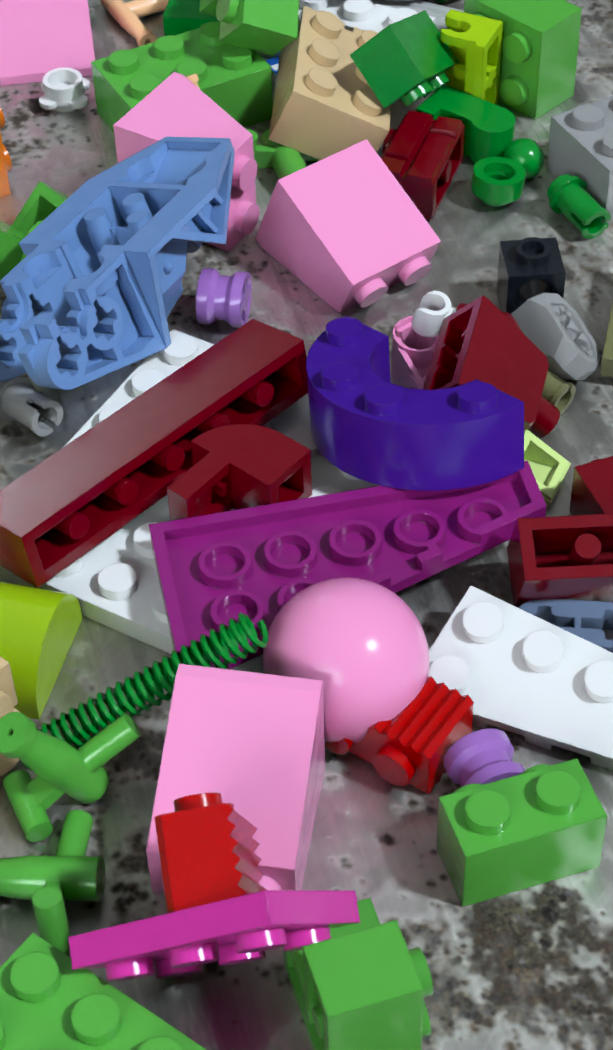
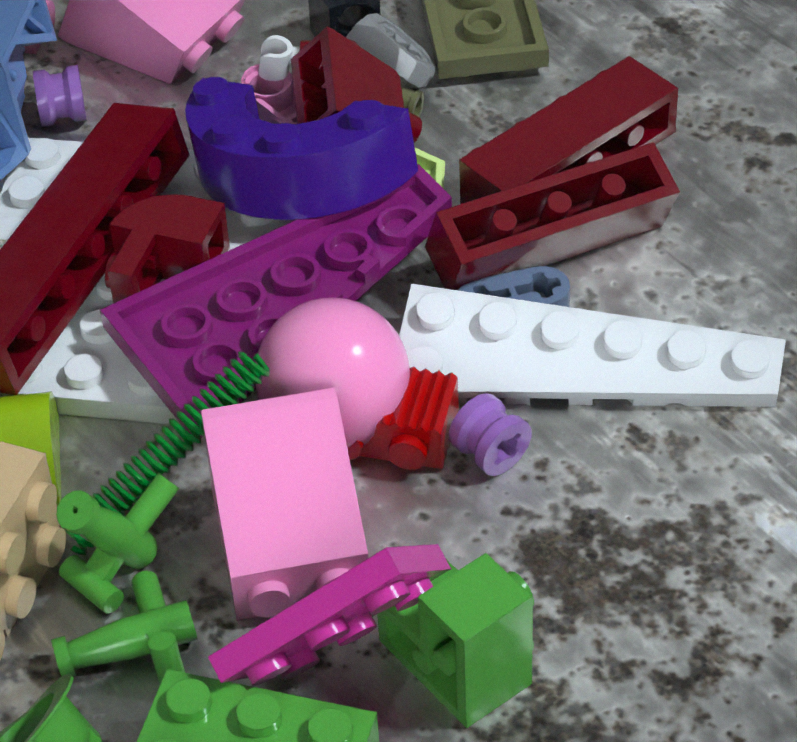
camera: 20 degrees left, 0 degrees up
(206, 852) = (301, 546): red brick -> none
(520, 831) = (539, 470): bright green brick -> none

